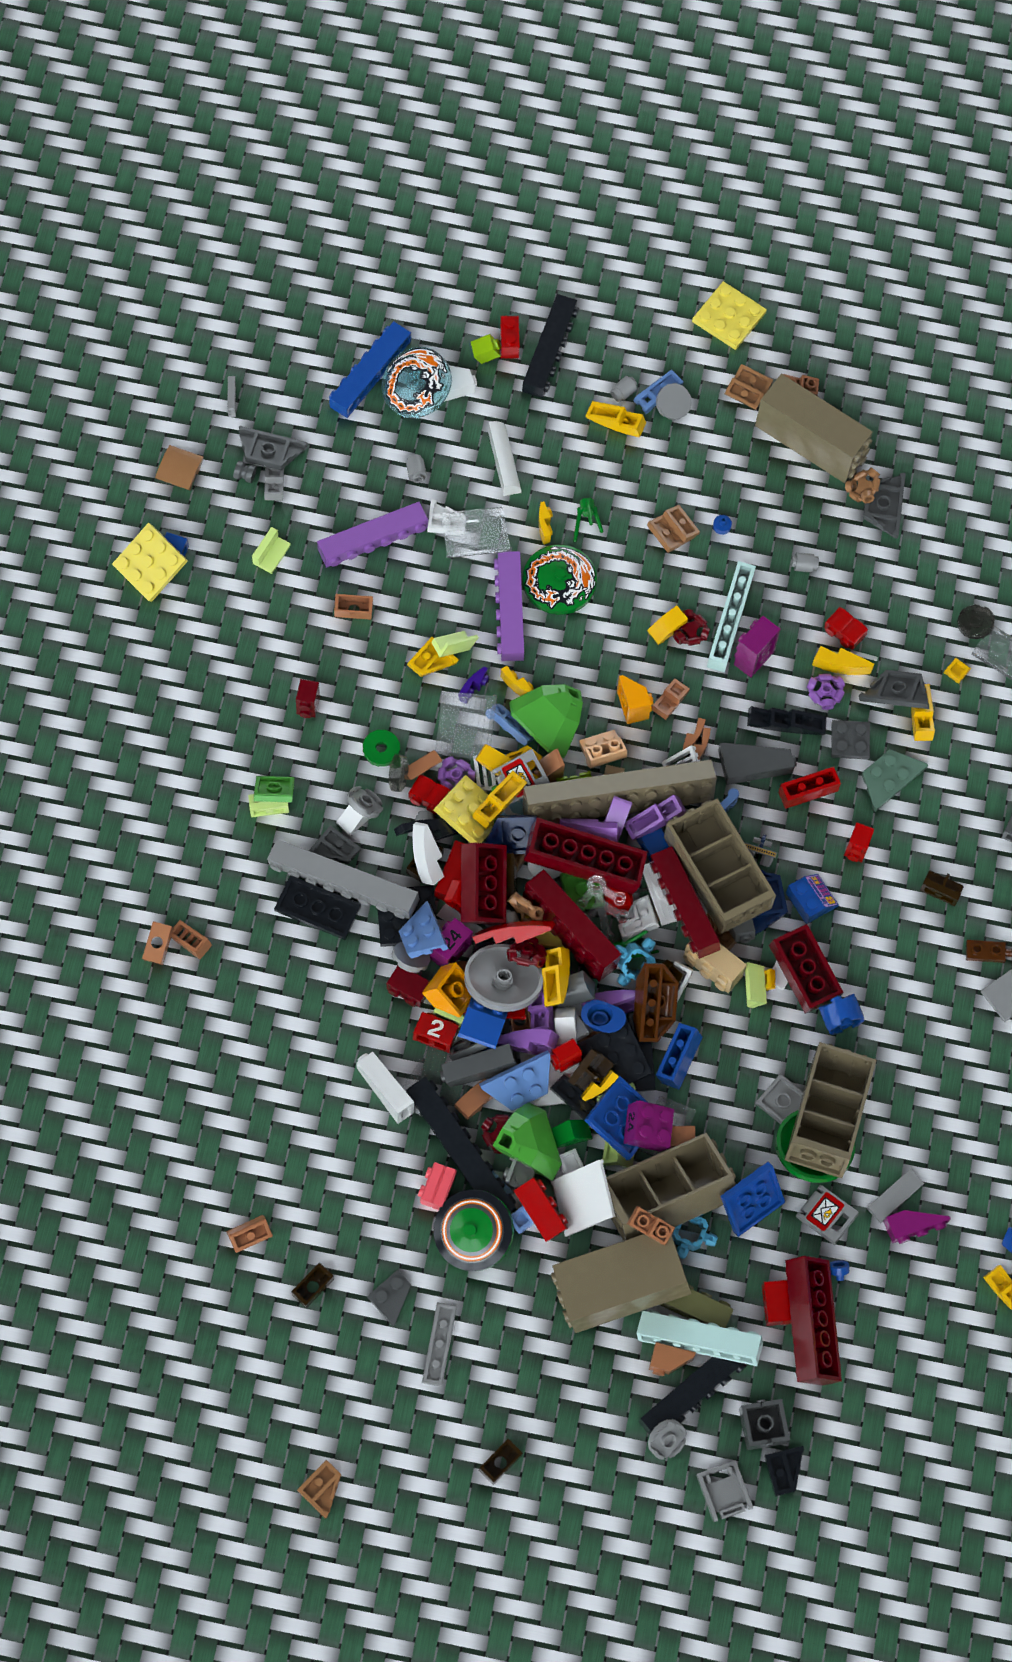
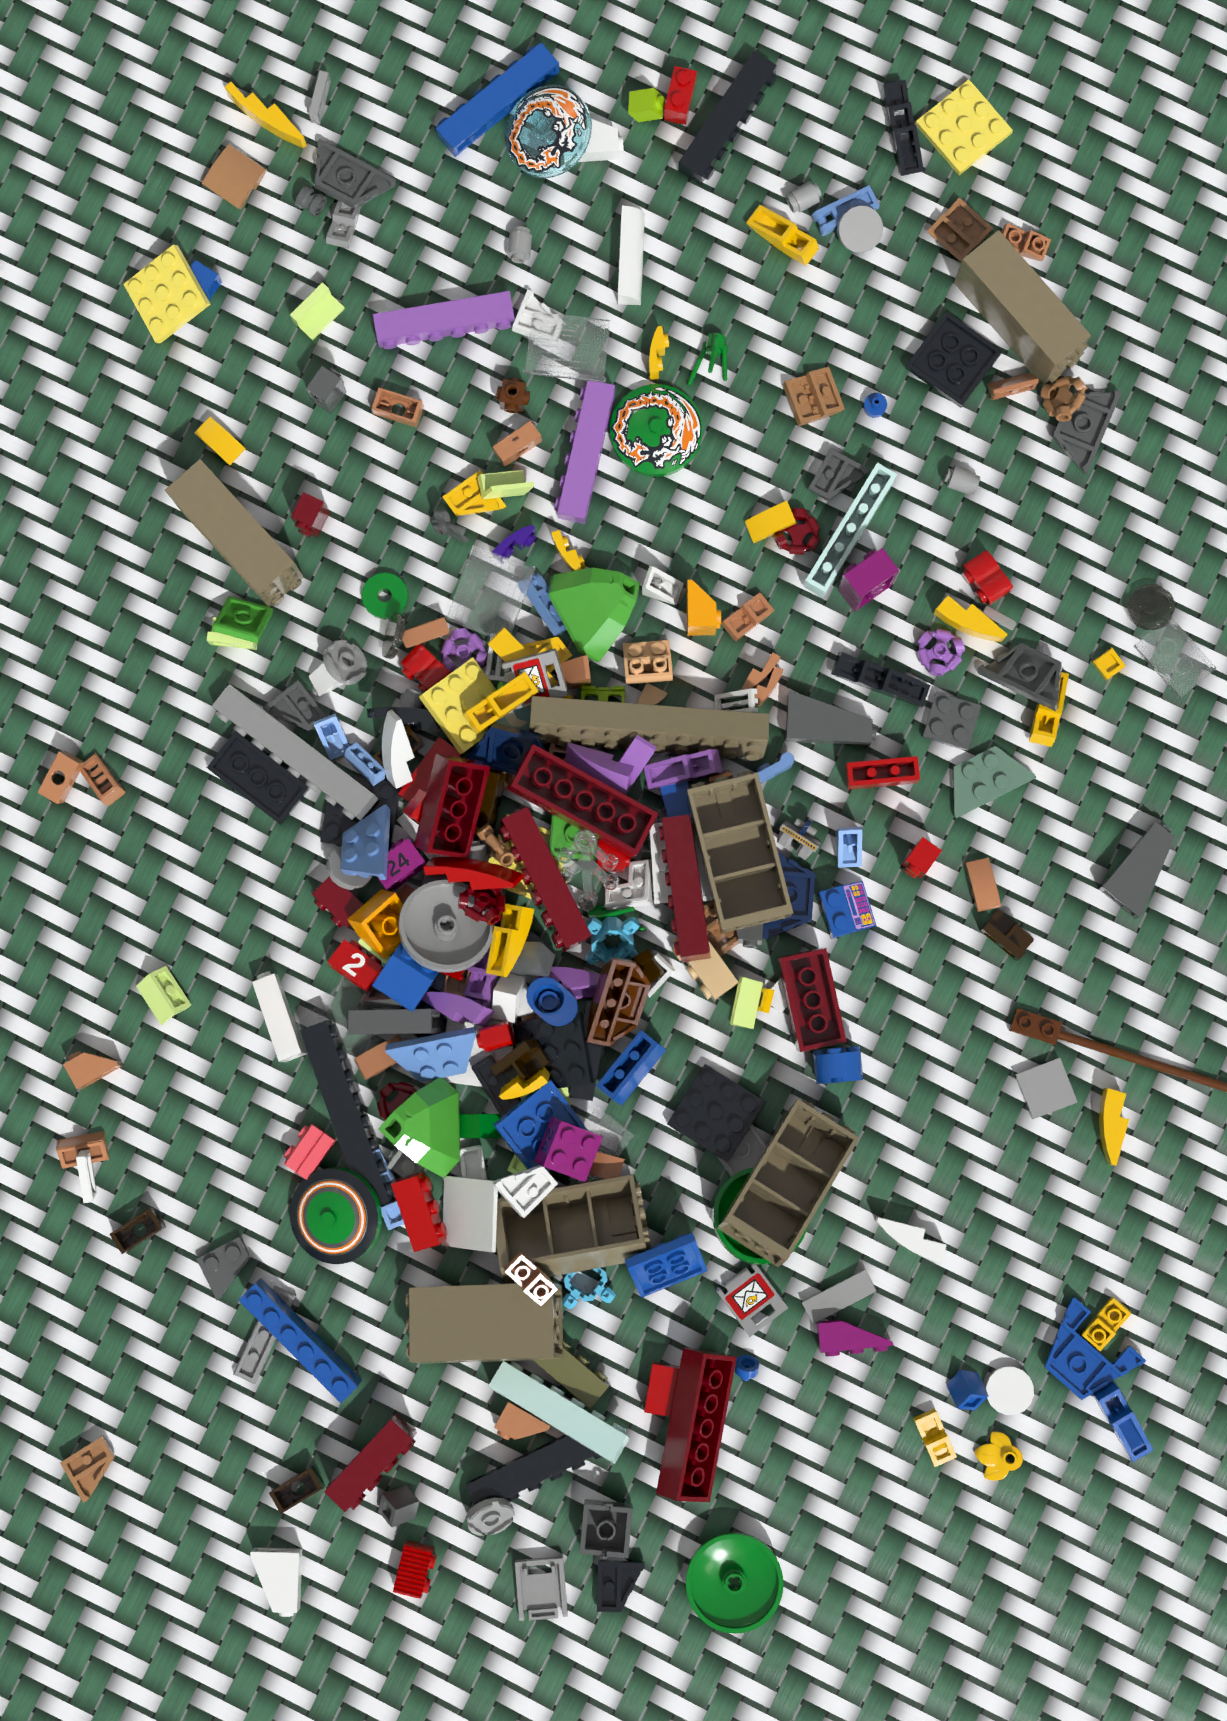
camera: 25 degrees right, 15 degrees up
(198, 420) = (270, 119): none -> yellow slope
(219, 661) = (219, 440): none -> yellow slope
(240, 1164) = (89, 1068): none -> nougat slope
(253, 724) = (235, 534): none -> dark tan container
(260, 1250) = (86, 1176): none -> white tile
(283, 1094) = (163, 994): none -> yellowish green panel
(295, 603) = (326, 389): none -> dark grey brick
(368, 859) = (332, 736): none -> light blue slope
(400, 875) = (364, 764): none -> light blue piece
(415, 683) = (444, 525): none -> dark grey plate
(442, 577) = (516, 402): none -> reddish brown brick
(451, 617) = (511, 449): none -> nougat piece
(471, 1336) = (300, 1340): none -> blue brick
(507, 1537) = (280, 1577): none -> white slope
(557, 1418) = (365, 1469): none -> dark red brick
(588, 1453) = (398, 1506): none -> dark grey panel
(597, 691) = (661, 586): none -> white slope
(616, 1501) = (413, 1569): none -> red brick
(625, 1161) = (525, 1188): none -> white wing
(684, 325) = (902, 128): none -> black slope
(708, 580) = (836, 475): none -> dark grey wing
(756, 1076) = (716, 1113): none -> black plate
(772, 478) = (953, 359): none -> black plate
(800, 848) = (849, 847): none -> light blue slope
(822, 488) = (1012, 385): none -> nougat slope
(880, 1441) = (734, 1582): none -> green dish
(912, 853) = (983, 884): none -> nougat slope
(939, 1135) = (912, 1239): none -> white slope

